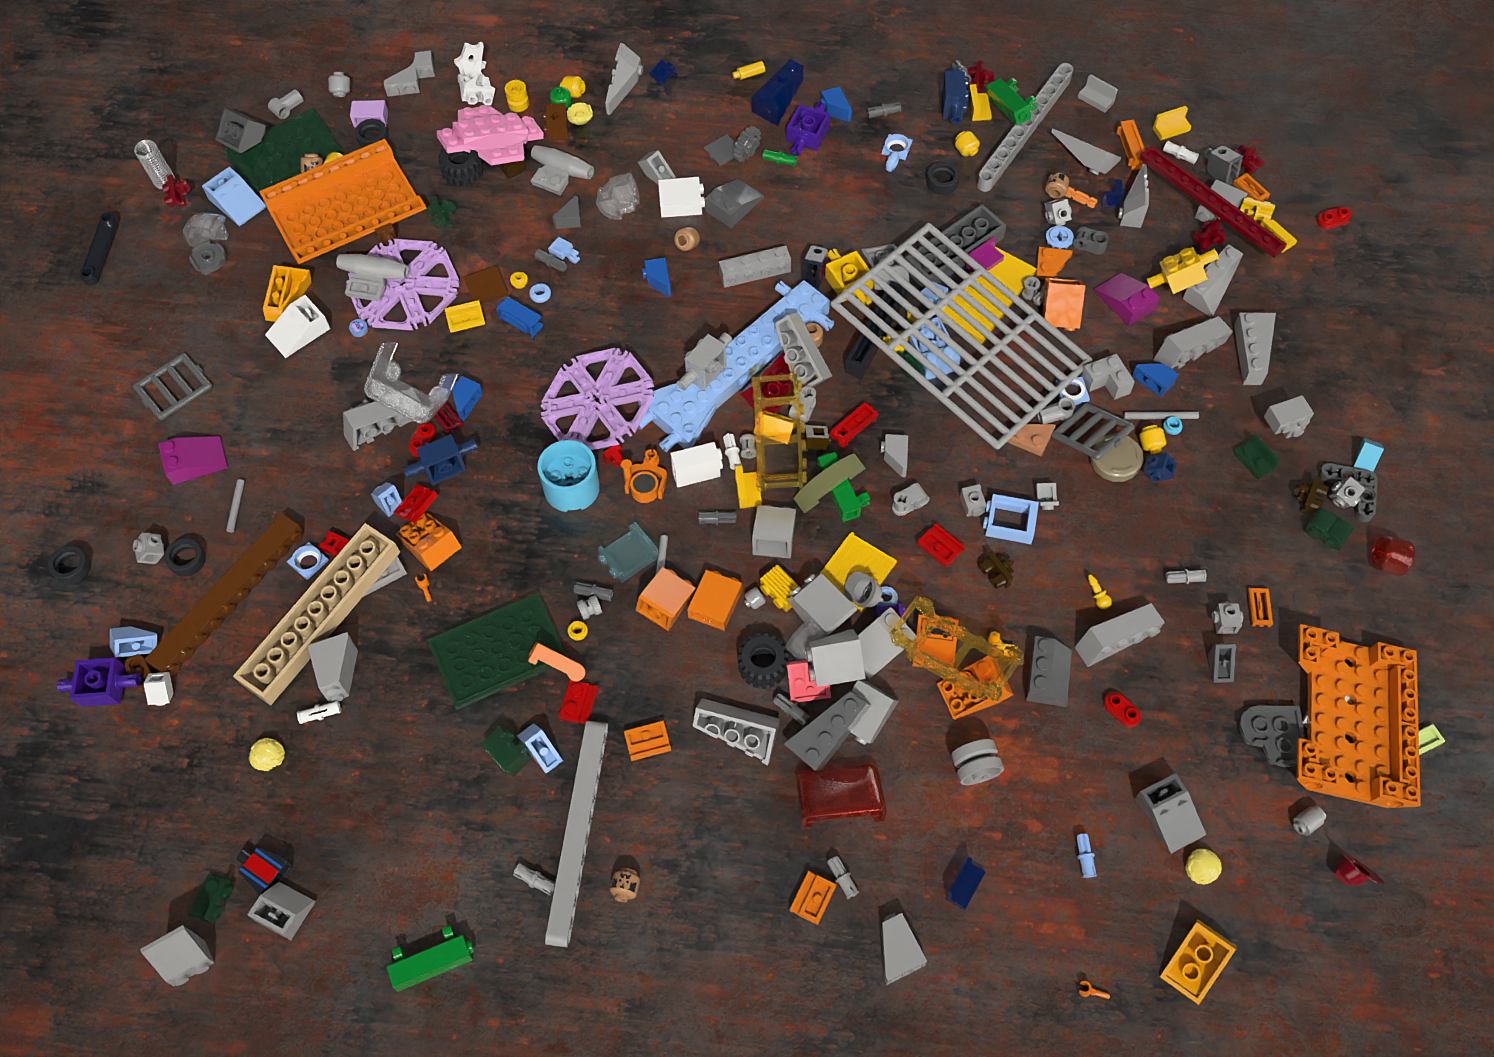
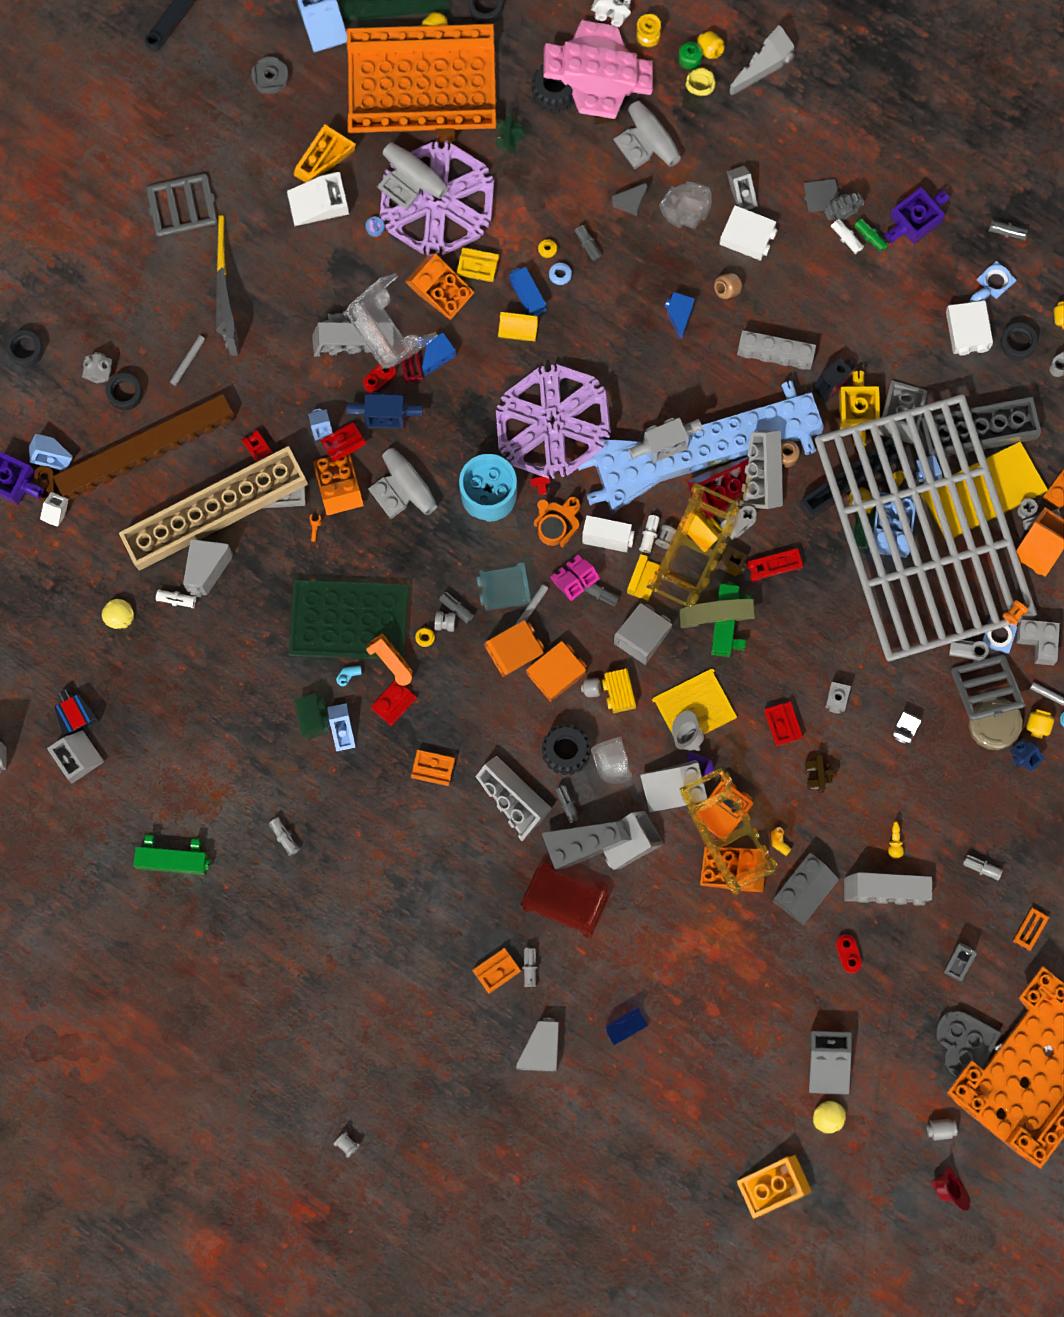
camera: 30 degrees right, 15 degrees up
(191, 457) = (170, 292): magenta slope -> none
(203, 227) = (280, 44): clear brick -> none
(211, 898) = (24, 716): clear green bracket -> none
(252, 448) = (224, 318): none -> dark grey plate
(303, 551) = (230, 437): light blue piece -> none
(310, 161) = (411, 15): medium nougat head -> none
(439, 345) = (439, 286): none -> orange slope
(485, 285) = (513, 239): reddish brown tile -> none
(489, 513) = (404, 485): none -> light grey plate
(519, 698) = (346, 674): none -> medium azure arm
(525, 345) = (518, 326): none -> yellow panel
(556, 122) = (672, 90): reddish brown brick -> none
(563, 249) = (605, 235): light blue plate -> none
(576, 835) = (337, 815): light grey beam -> none
(624, 884) = (352, 880): medium nougat head -> none
(662, 72) = (811, 71): clear blue bracket -> none
(687, 513) = (570, 581): none -> dark pink legs
(732, 202) = (797, 263): dark grey slope -> none
(749, 70) = (899, 112): yellow cylinder -> none
(761, 166) = (847, 236): none -> white pin
(778, 92) = (912, 157): clear blue wedge -> none
(800, 685) = (587, 791): coral plate -> none
(821, 603) = (641, 727): light grey slope -> none
(836, 104) = (962, 199): blue slope -> none
(836, 659) = (623, 784): slope -> none
(892, 593) = (707, 738): light blue piece -> none
(895, 452) = (796, 613): light grey slope -> none
(898, 185) = (969, 327): none -> white brick
(909, 499) = (783, 666): light grey piece -> none
(977, 762) = (693, 934): light grey wheel -> none
(986, 256) = (1002, 455): magenta panel -> none
(1016, 505) = (873, 721): light blue window -> none
(1033, 437) = (934, 663): nougat wing -> none
(1077, 362) = (1020, 608): none -> orange bush
(1086, 856) = (737, 1057): light blue axle -> none
(1092, 991) = (676, 1163): orange hand -> none
(1227, 618) = (987, 929): light grey brick -> none

